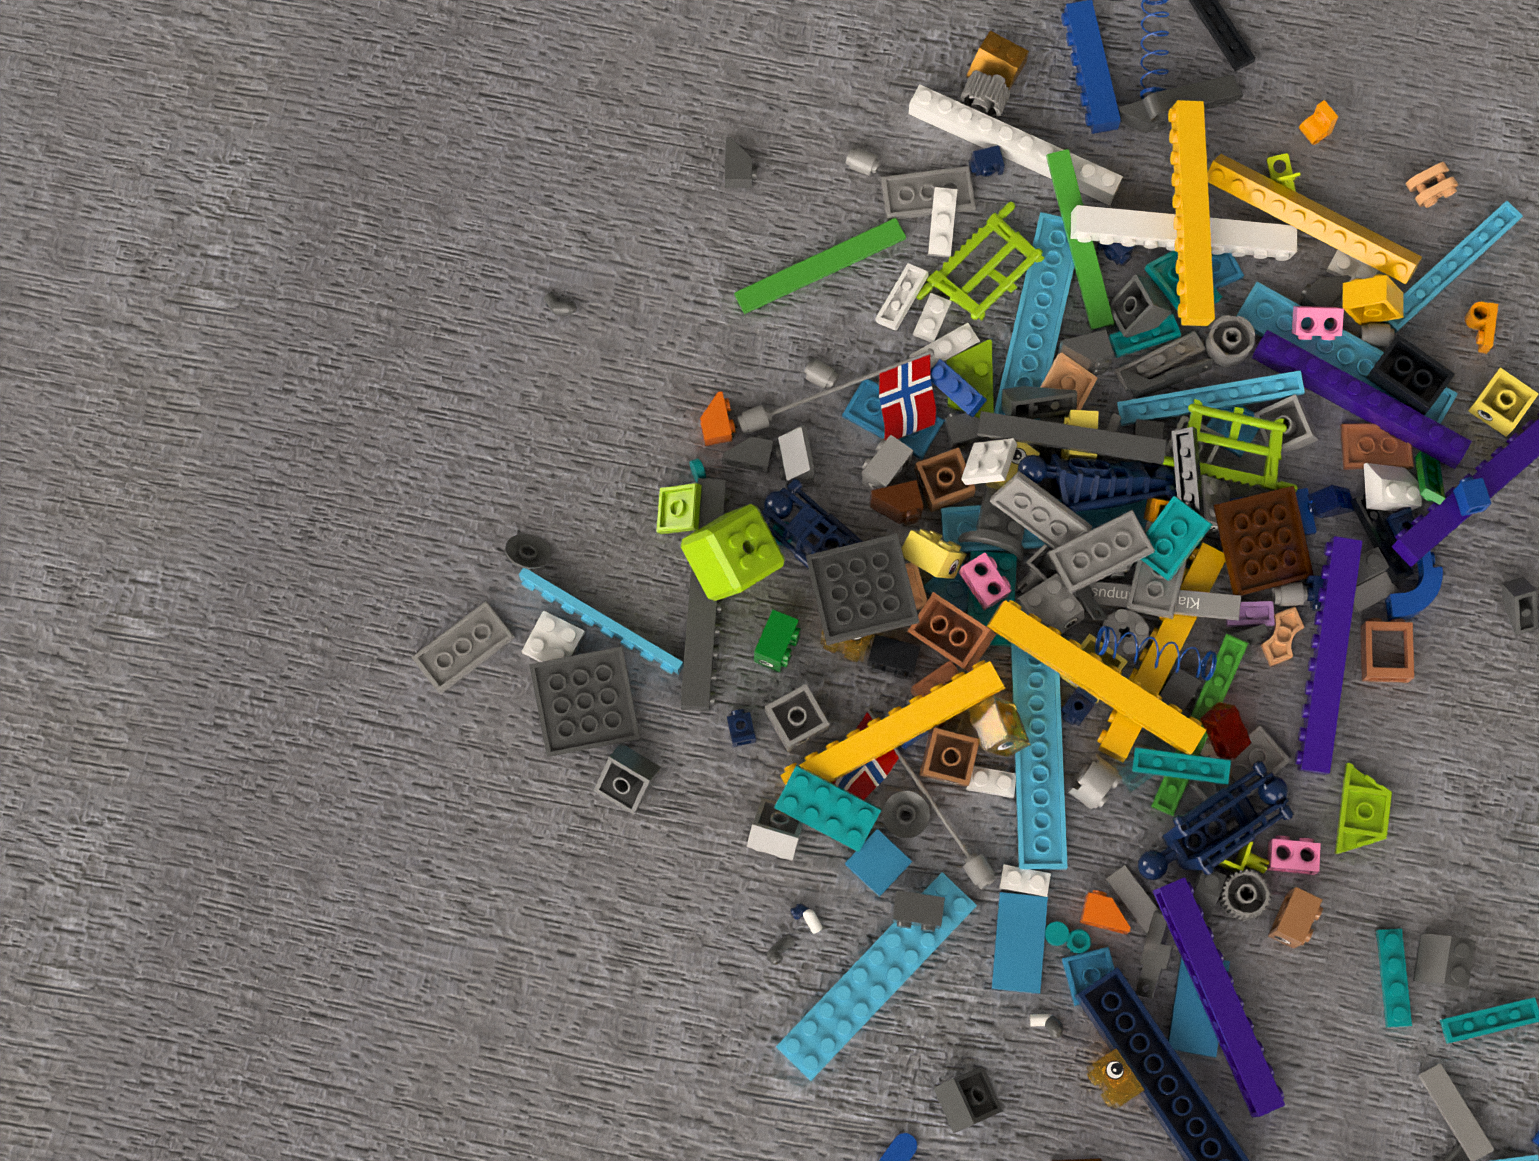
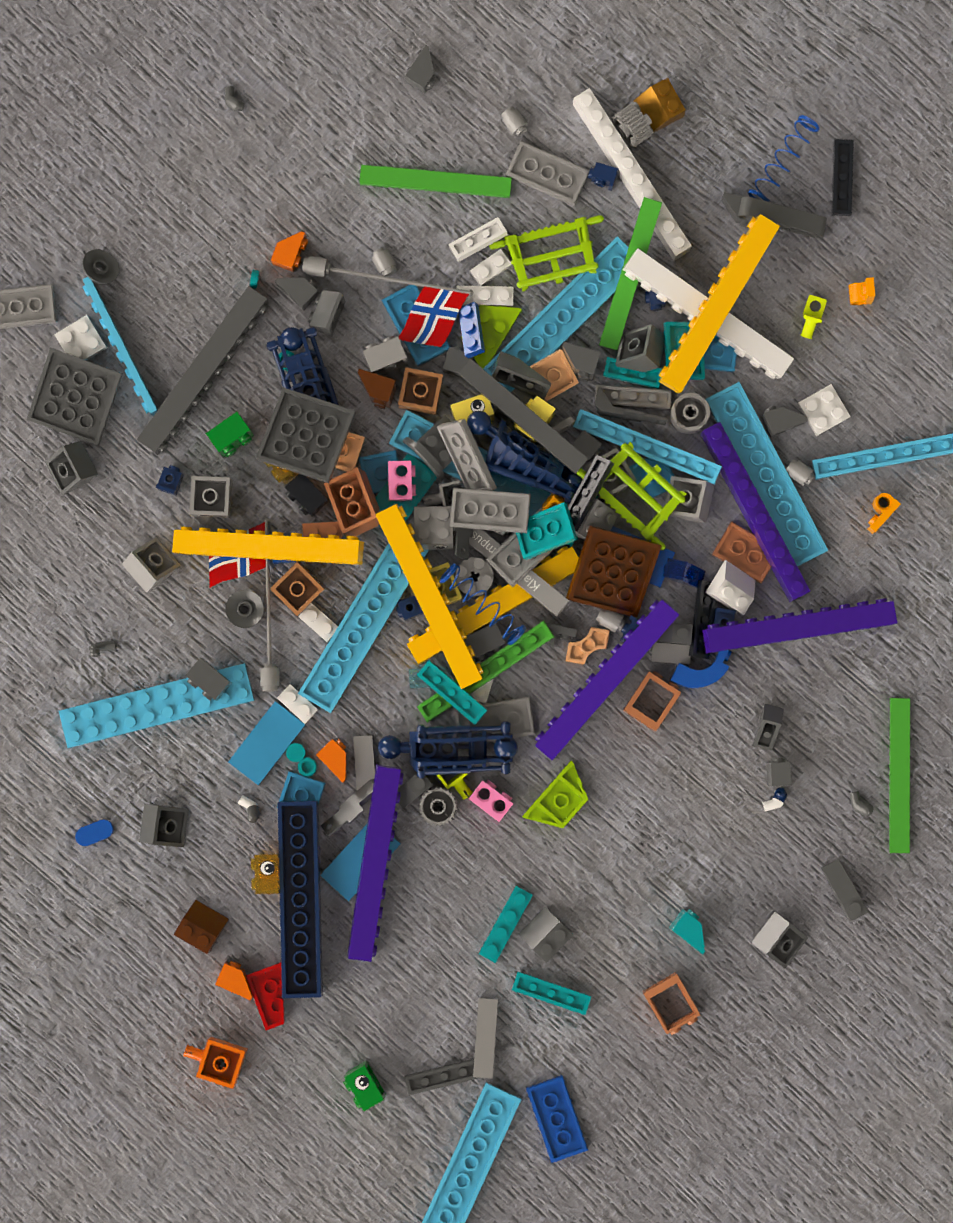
camera: 40 degrees right, 10 degrees up
(679, 508) = (222, 299): lime tile -> none
(719, 556) = (220, 351): lime plate -> none
(809, 915) = (135, 637): white arm -> none
(827, 808) = (191, 572): teal plate -> none
(878, 863) = (206, 630): dark azure tile -> none
(933, 554) = (375, 439): light yellow brick -> none
(942, 222) = (542, 201): white plate -> none
(989, 461) = (454, 398): white plate -> none
(998, 726) = (343, 588): clear yellow brick -> none
(1091, 67) = (727, 148): blue brick -> none
(1094, 782) = (386, 666): light grey brick -> none
(1226, 730) = (499, 687): clear red brick -> none
(1254, 614) = (576, 618): lavender plate -> none
(1295, 918) = (461, 843): medium nougat brick -> none
(1313, 218) = (808, 360): yellow brick -> none
(1318, 316) = (762, 433): bright pink brick -> none
(1373, 299) = (810, 446): yellow brick -> none
(1410, 375) = (799, 517): black brick -> none
(1428, 197) = (907, 393): light nougat brick -> none
(1430, 478) = (763, 598): green plate -> none
(1472, 496) = (779, 630): blue brick -> none
(1503, 402) = (855, 576): light yellow brick -> none

